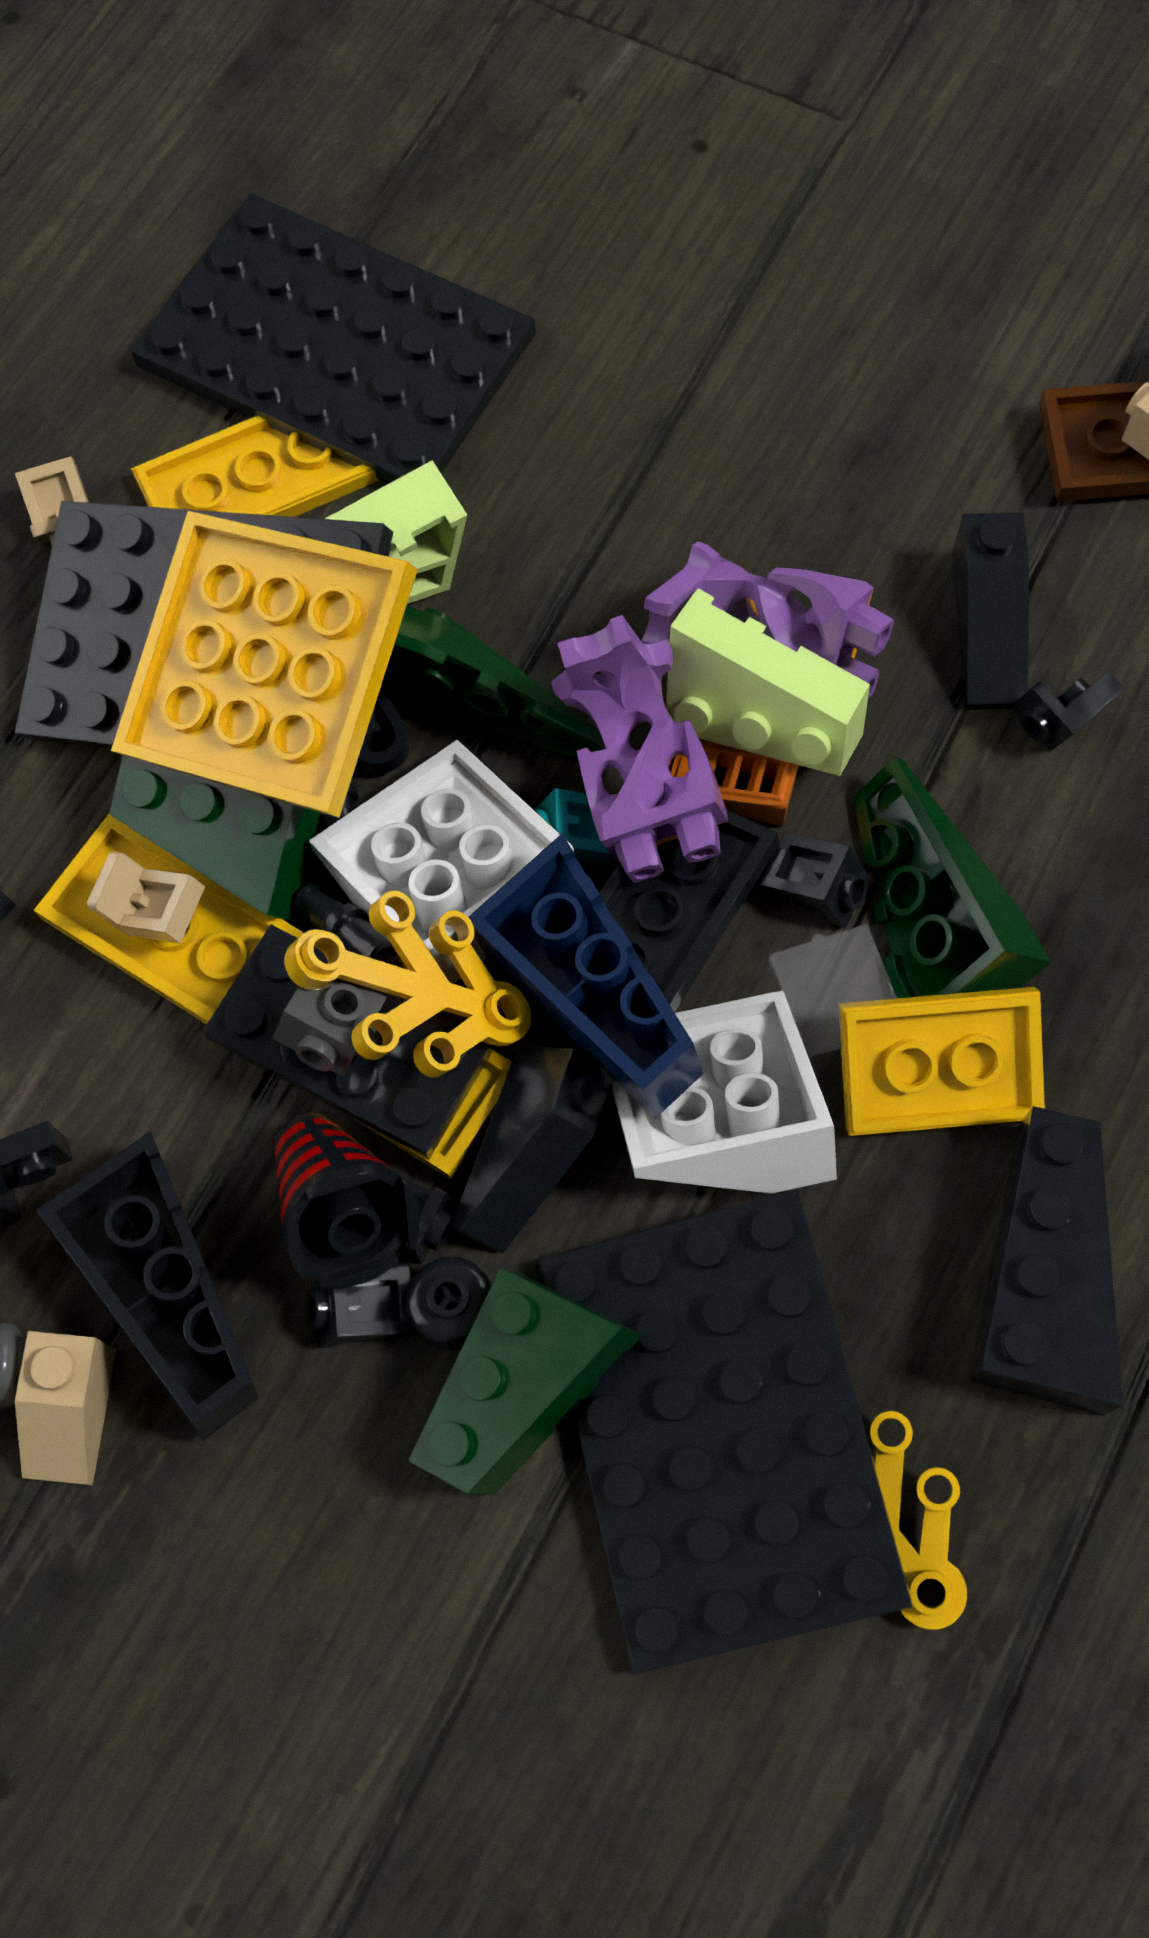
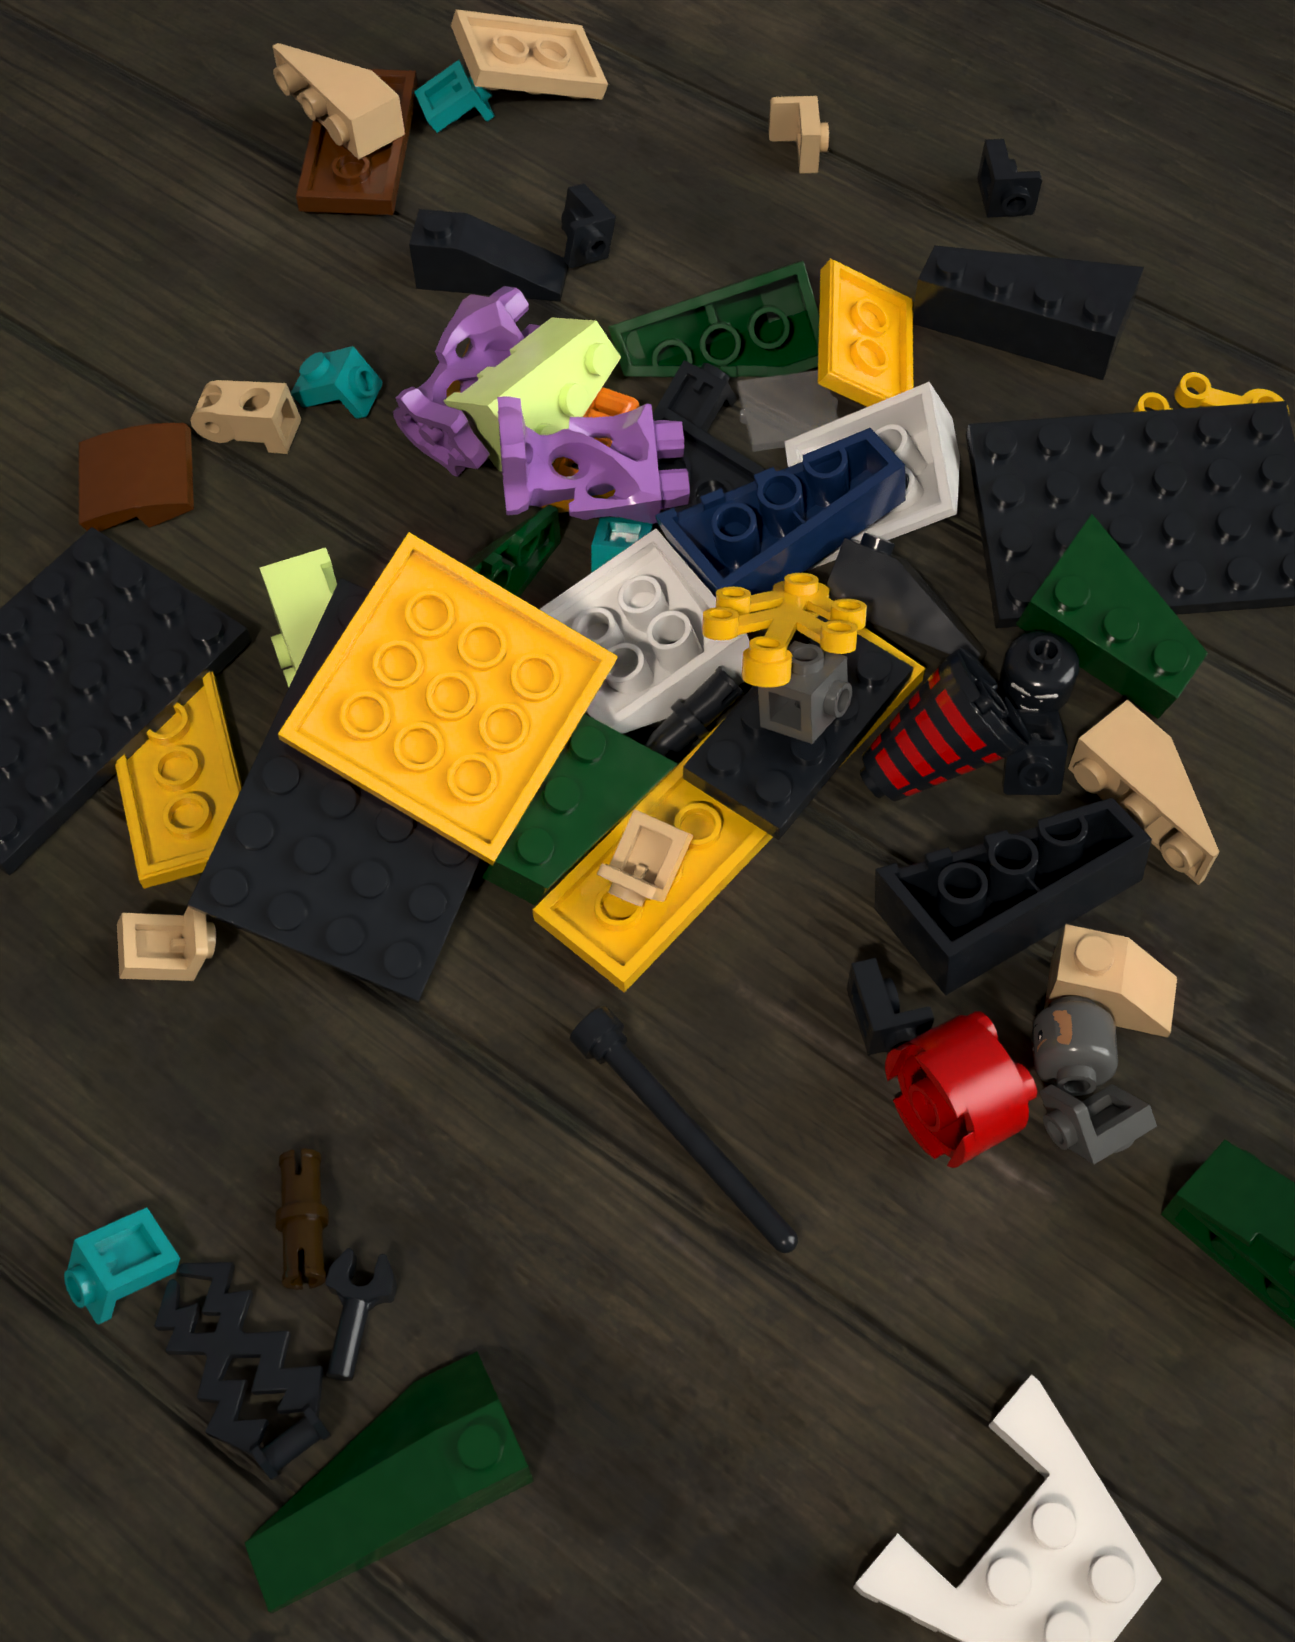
camera: 85 degrees left, 10 degrees down
(328, 1433) = (1142, 771): none -> tan slope
(610, 340) = (135, 474): none -> reddish brown slope
(705, 423) = (247, 413): none -> tan leg
(773, 499) = (338, 376): none -> teal bracket

